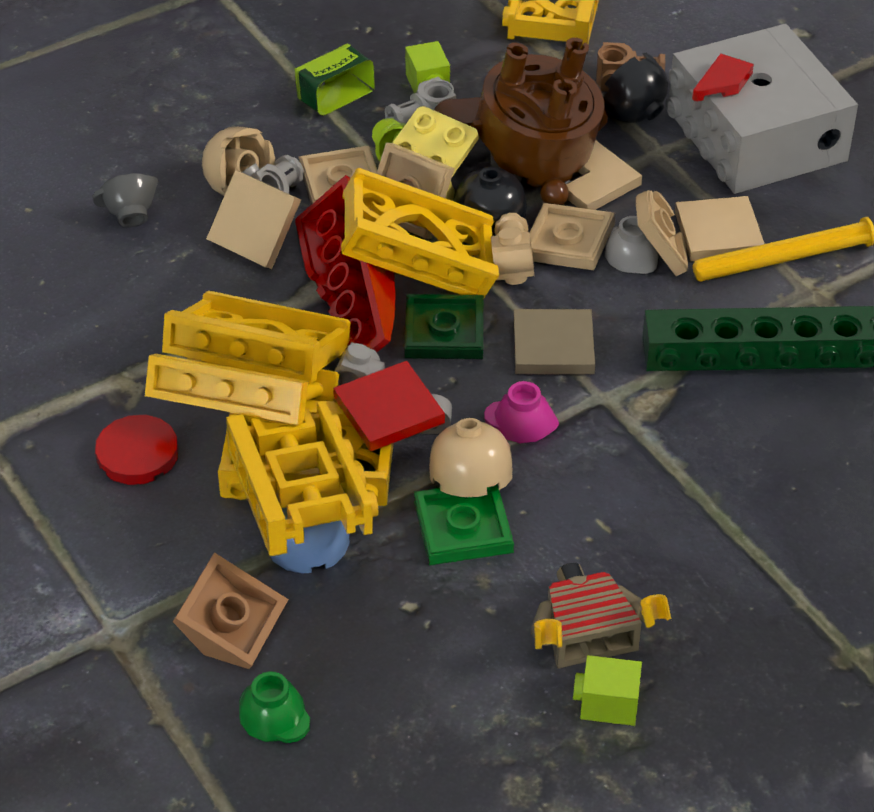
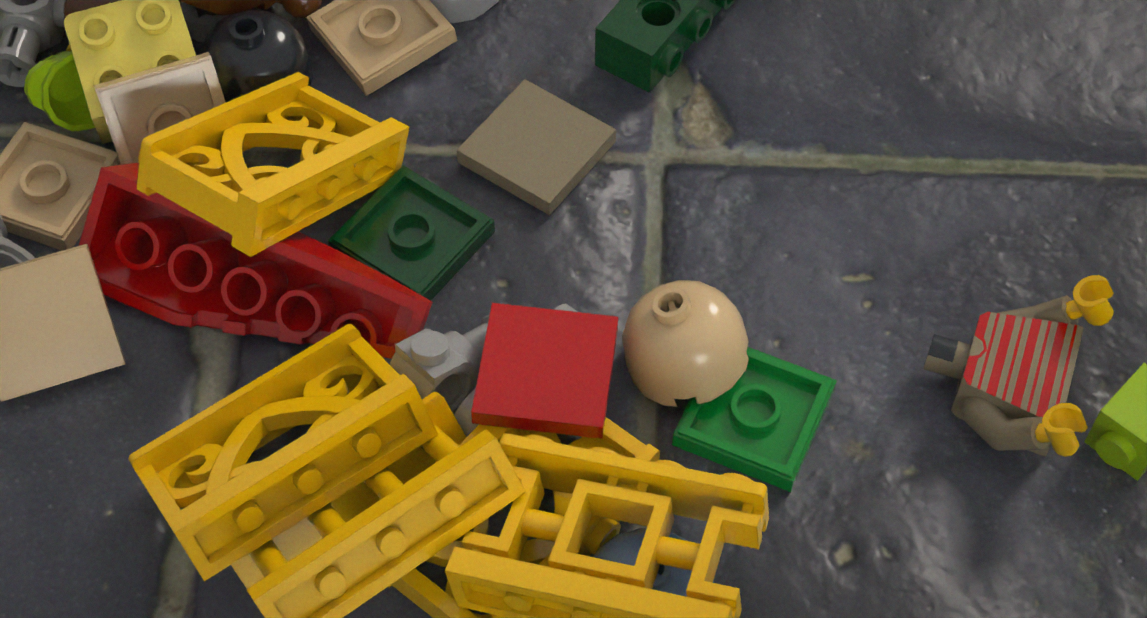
camera: 55 degrees left, 10 degrees up
(512, 249) = (370, 84): tan connector -> none
(522, 414) = (629, 249): dark pink piece -> none

